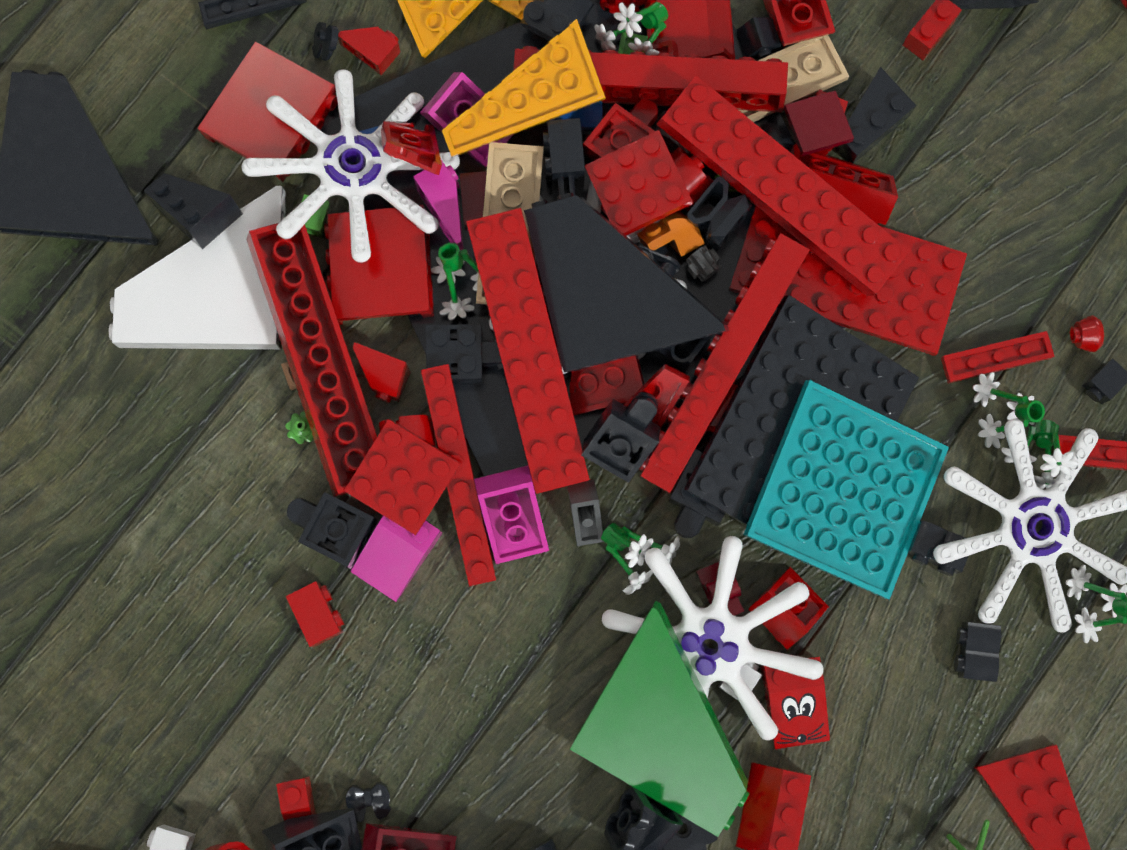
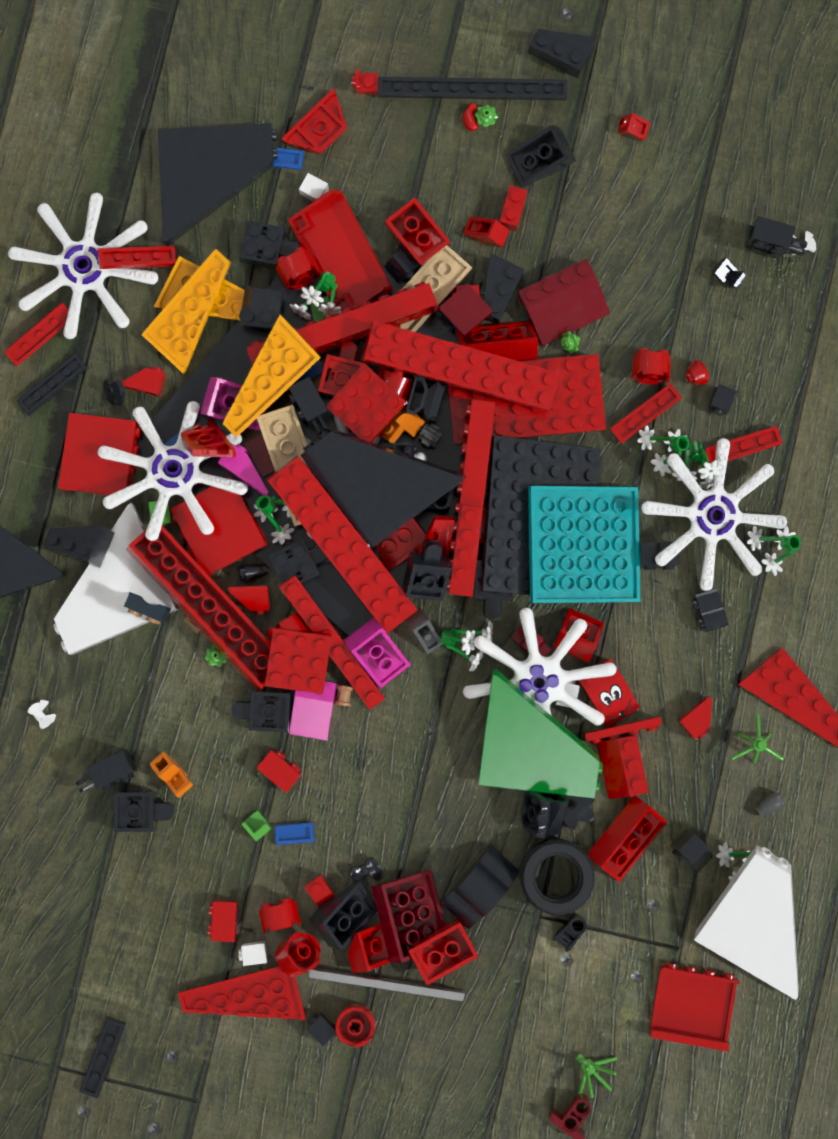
camera: 25 degrees left, 5 degrees up
(39, 398) = (37, 710): none -> white piece
(93, 516) = (108, 771): none -> black brick
(110, 587) = (139, 811): none -> black brick
(151, 782) = (223, 920): none -> red brick
(173, 555) = (171, 773): none -> orange brick
(226, 809) = (279, 916): none -> red brick
(228, 318) = (138, 606): none -> black brick
(252, 674) = (256, 825): none -> bright green panel
(297, 706) = (294, 833): none -> blue tile
(395, 340) = (252, 571): none -> black cone
(443, 552) = (343, 695): none -> medium nougat bush
(806, 764) = (629, 728): none -> red plate
(886, 41) = (487, 231): none -> red slope
(902, 791) = (697, 719): none -> red slope
(936, 224) = (570, 342): none -> bright green plant
(949, 170) = (564, 302): none -> dark red slope
(1030, 298) = (651, 366): none -> red brick

